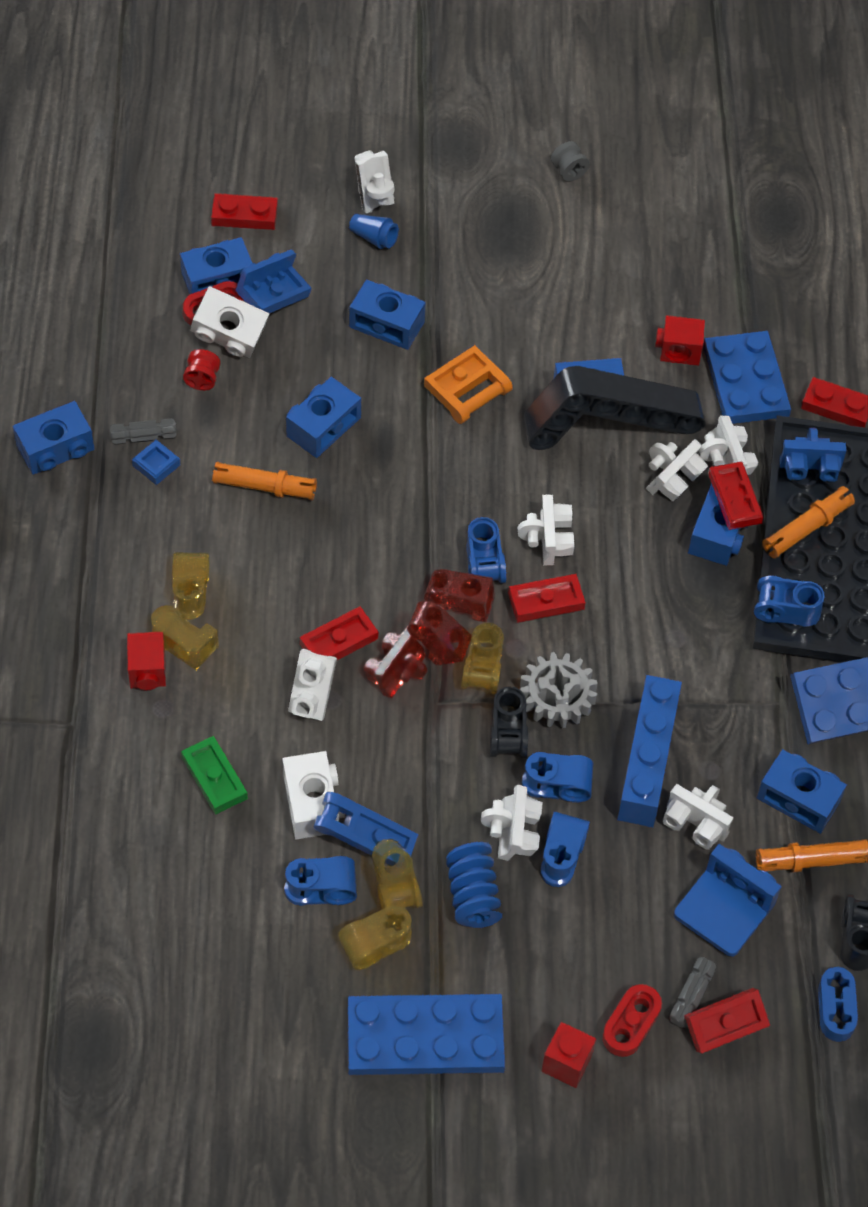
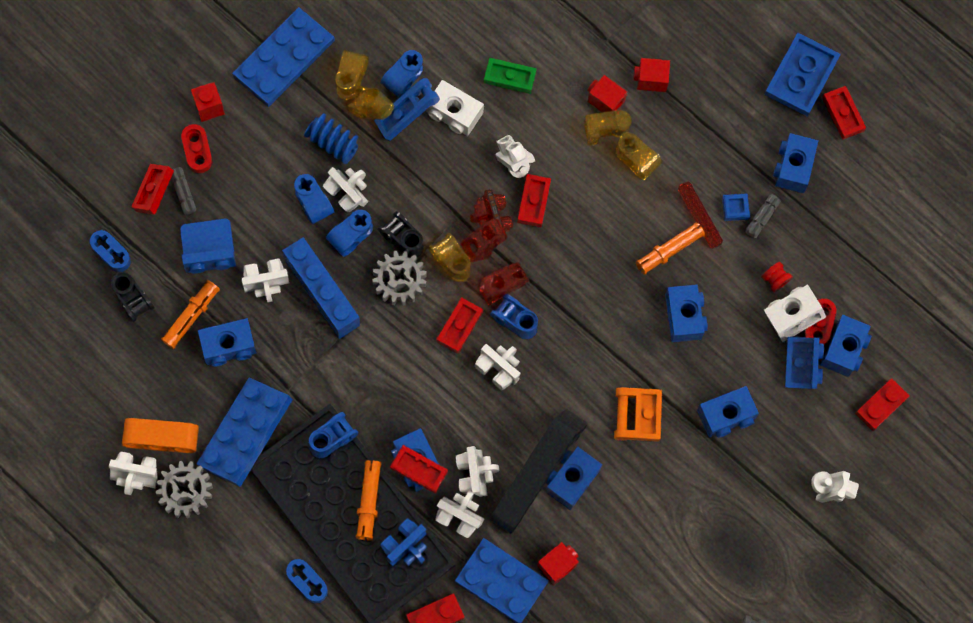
camera: 130 degrees right, 15 degrees up
(76, 636) = (652, 75): none -> red brick
(197, 484) = (700, 214): none -> clear red axle
(374, 229) = (799, 463): blue cone -> none

